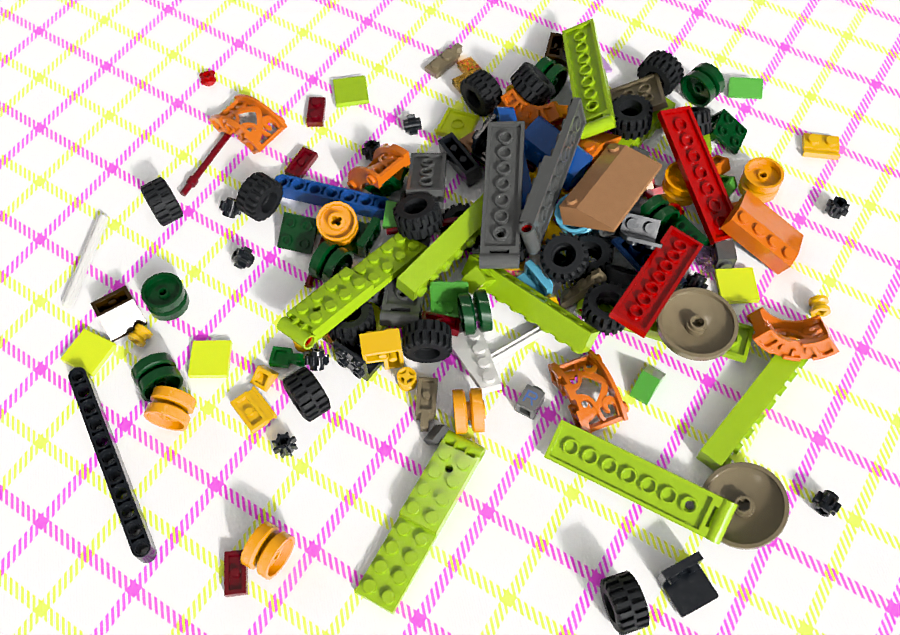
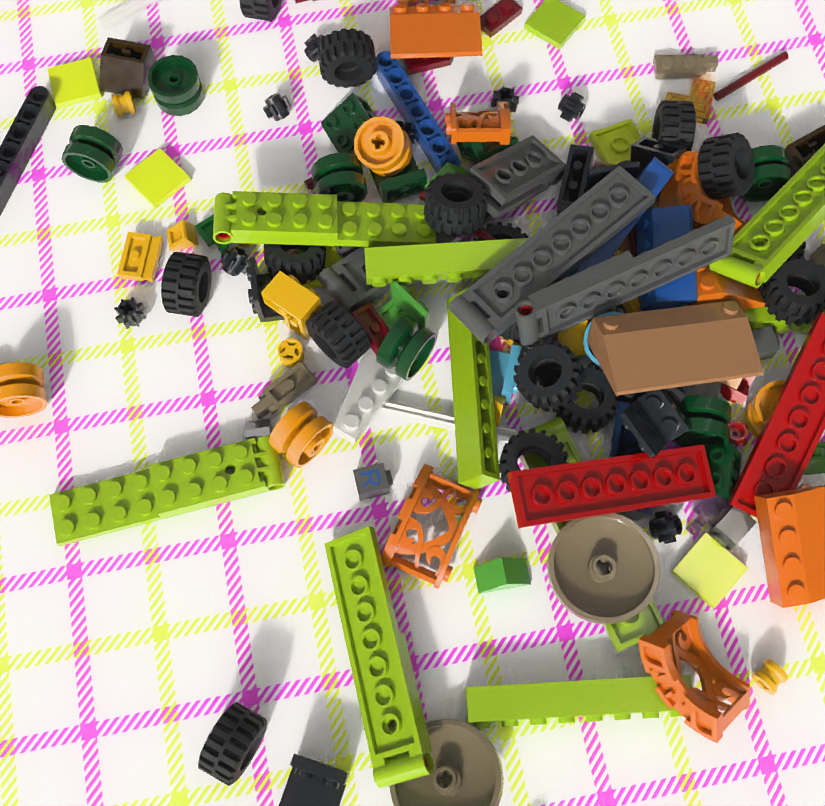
camera: 45 degrees right, 10 degrees up
(170, 408) = (76, 190): light orange wheel -> none
(293, 143) = (435, 30): none -> orange slope
(478, 279) = (444, 321): lime brick -> none
(482, 45) = (727, 90): none -> dark red bar
(486, 107) = (647, 148): none -> black slope
(577, 292) = (526, 418): dark tan hinge -> none
(619, 275) = (587, 443): black tyre -> none

